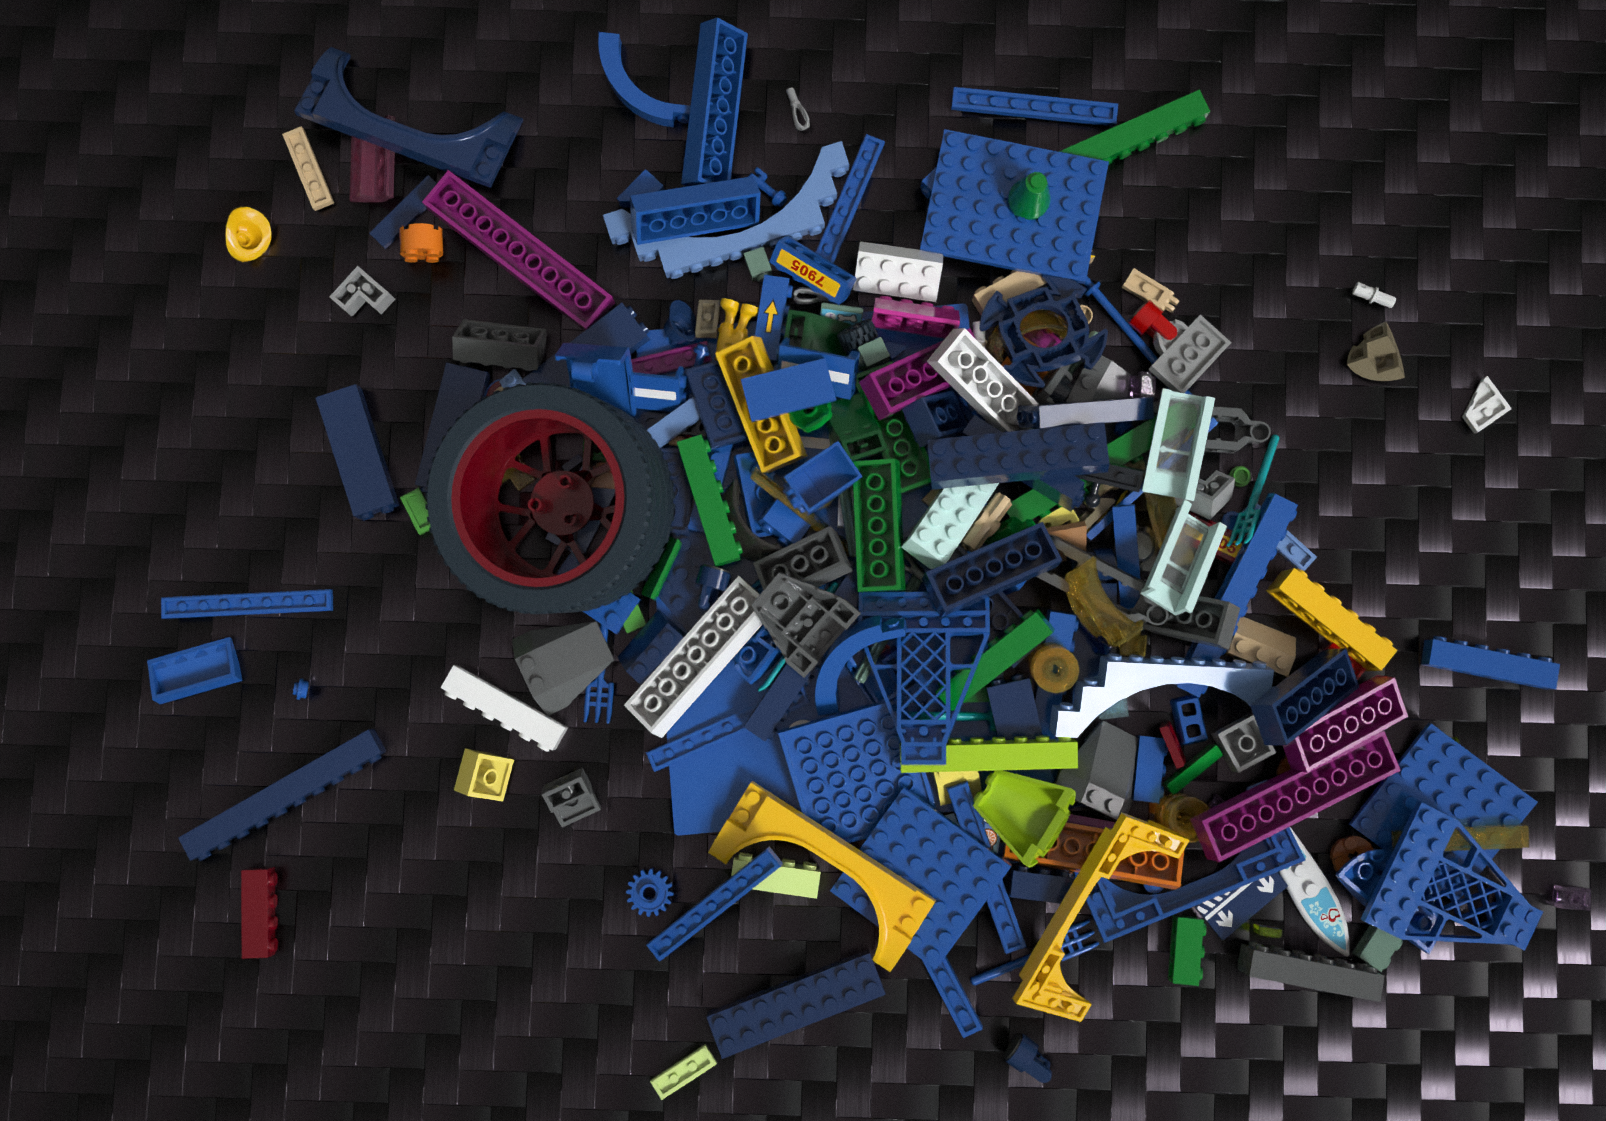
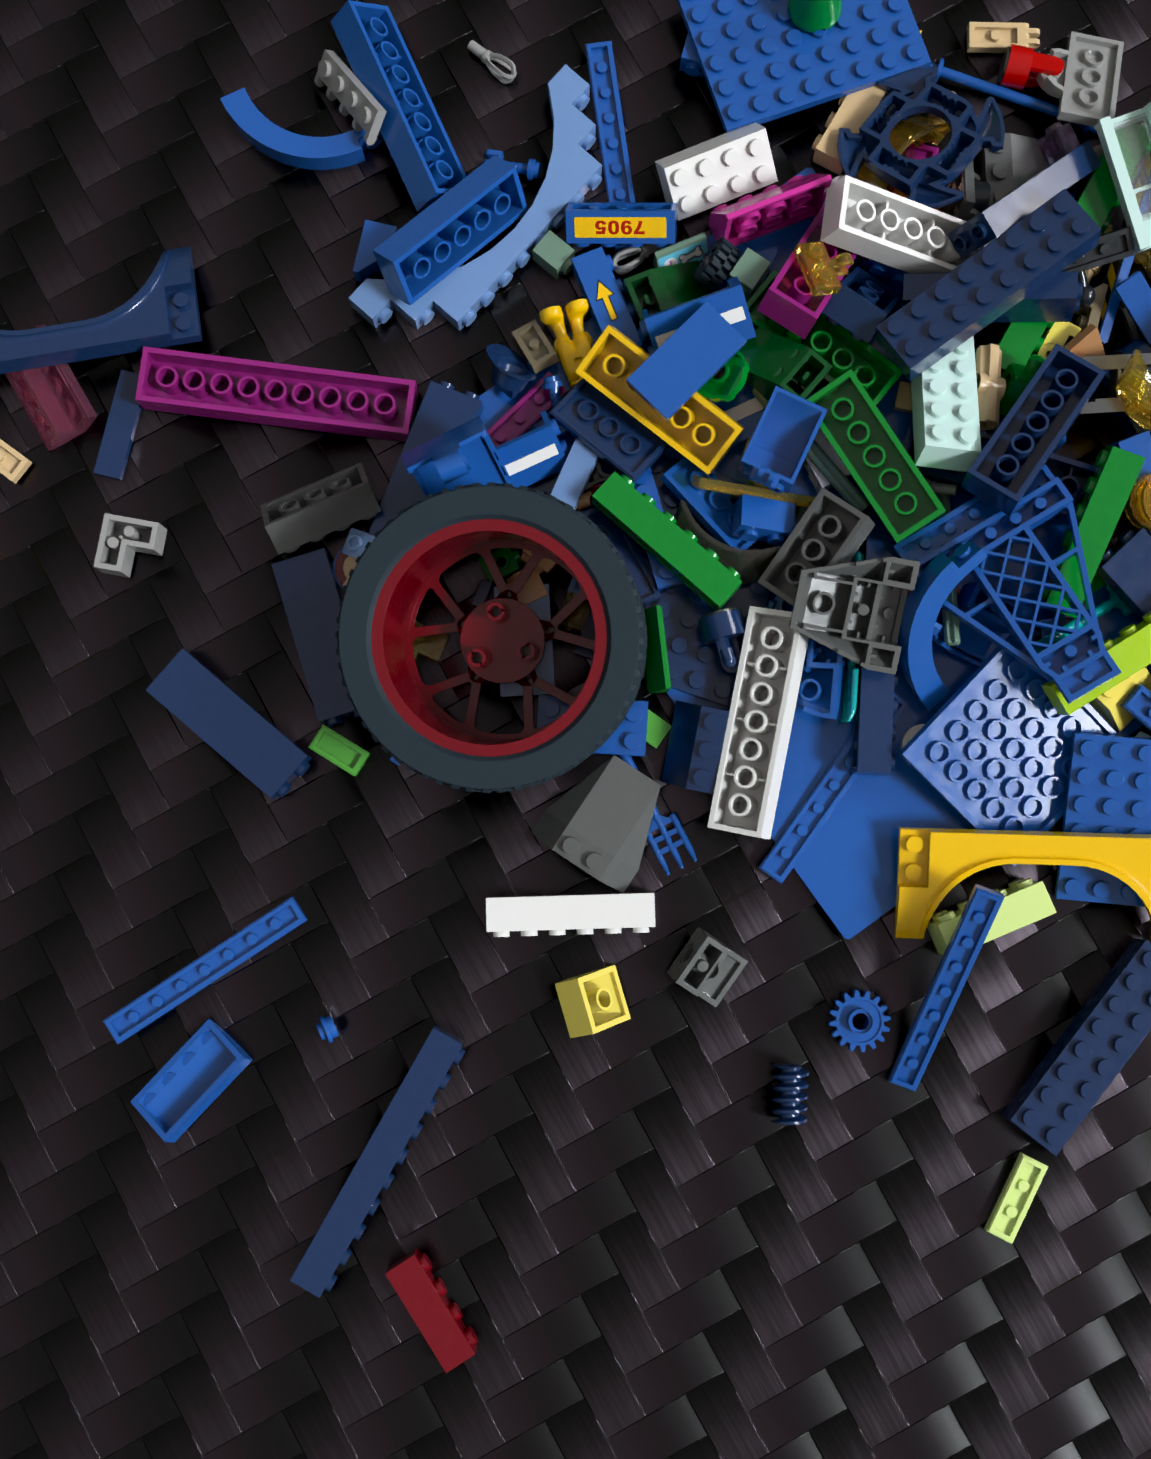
camera: 30 degrees left, 0 degrees up
(421, 243) = (160, 447): orange brick -> none
(575, 913) = (790, 1094): none -> dark blue piece
(685, 80) = (352, 95): none -> light grey hinge
(914, 380) = (819, 270): none -> clear yellow plate

